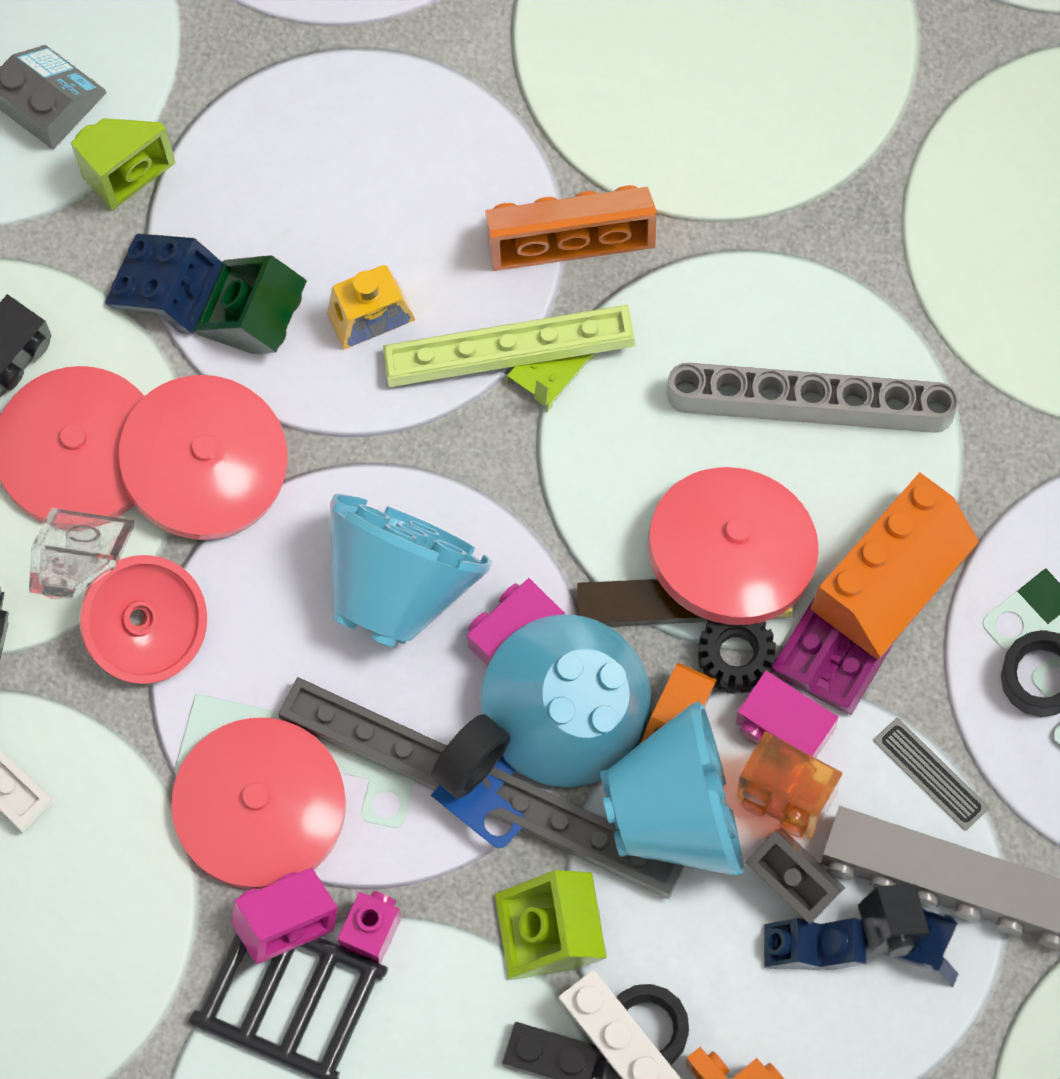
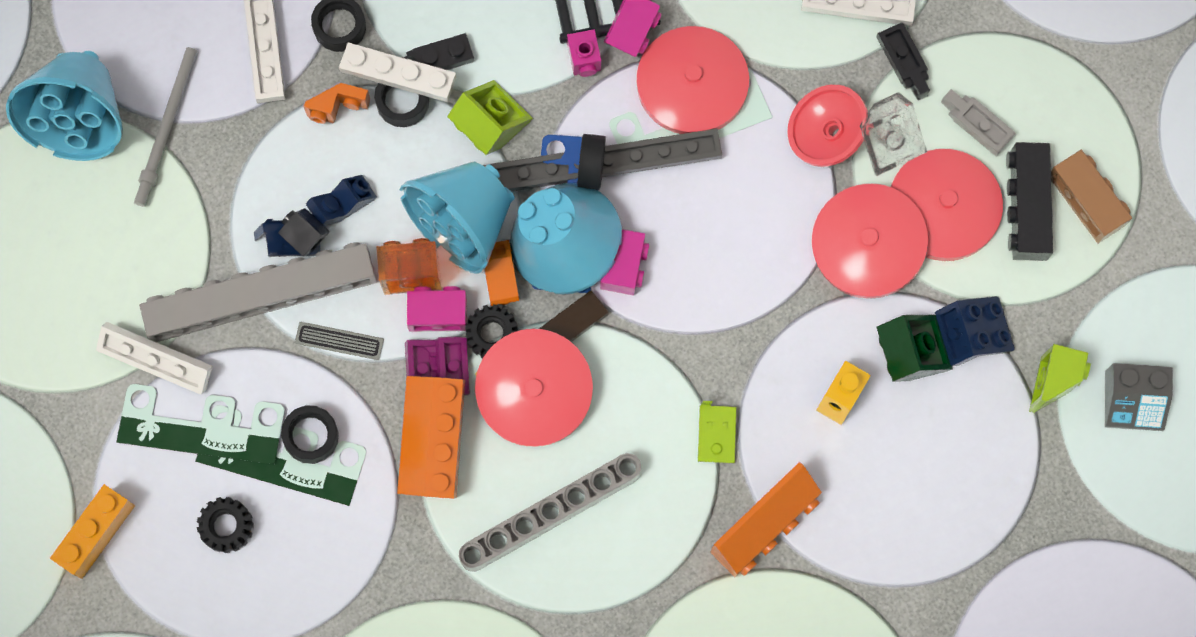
camera: 140 degrees right, 5 degrees up
(395, 569) = (711, 244): medium azure cone -> none
(508, 345) = (747, 425): yellowish green tile -> none
(795, 875) = (373, 223): dark grey brick -> none

